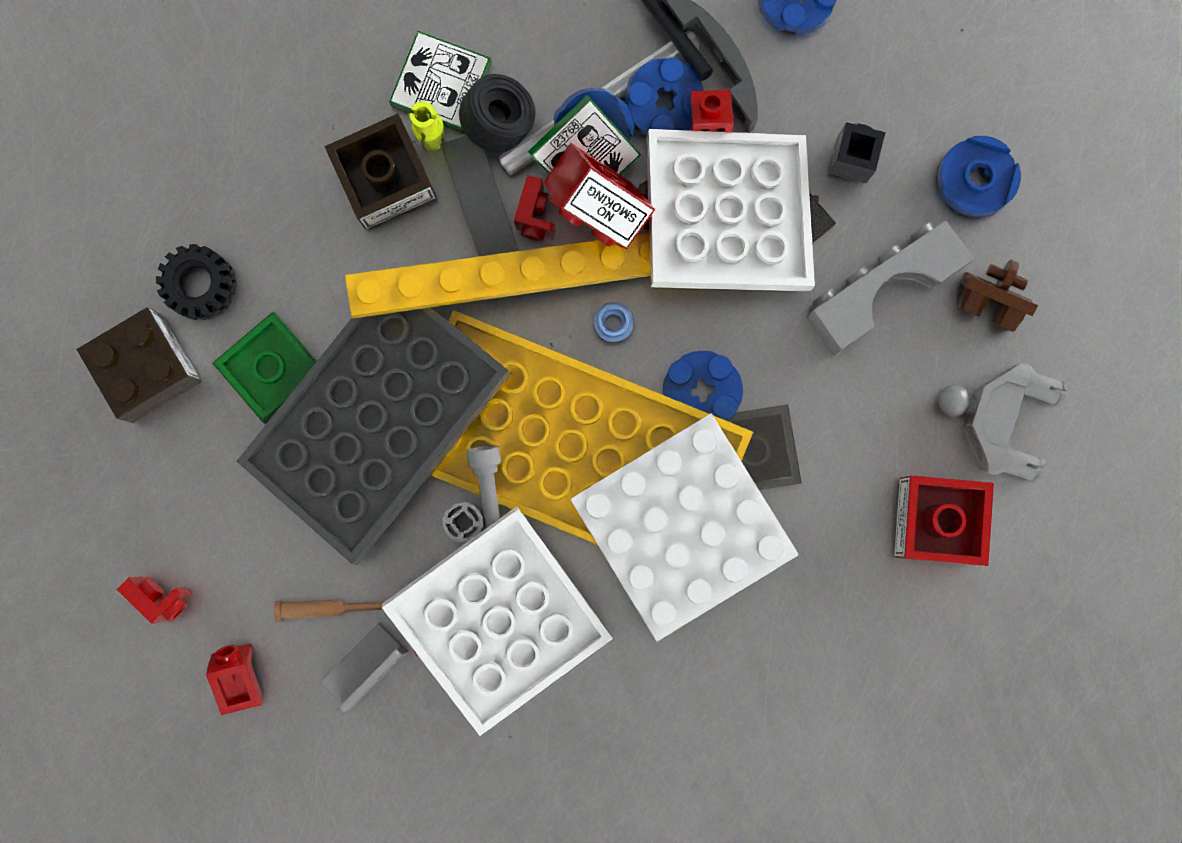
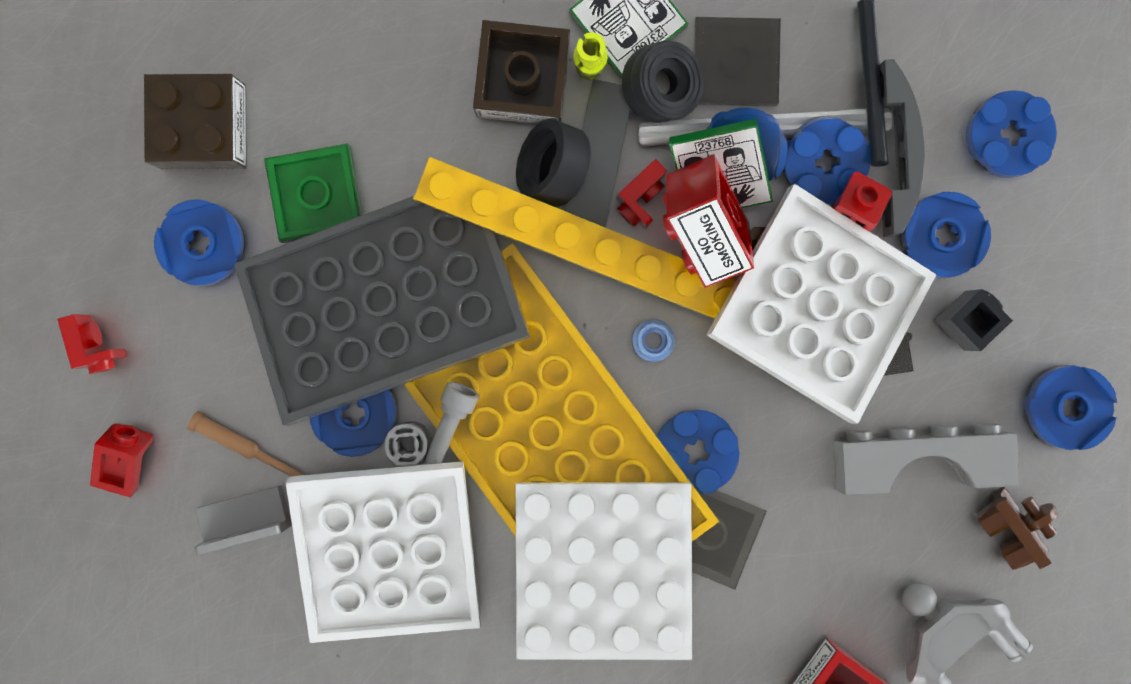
camera: 30 degrees right, 5 degrees up
(173, 276) = (292, 48): black tyre -> none
(175, 462) = (179, 229): none -> blue plate
(426, 537) = (357, 439): none -> blue plate
(462, 221) = (569, 167): none -> black tyre
(547, 63) = (738, 60): none -> clear smoke tile
(805, 82) = (965, 222): none -> blue plate

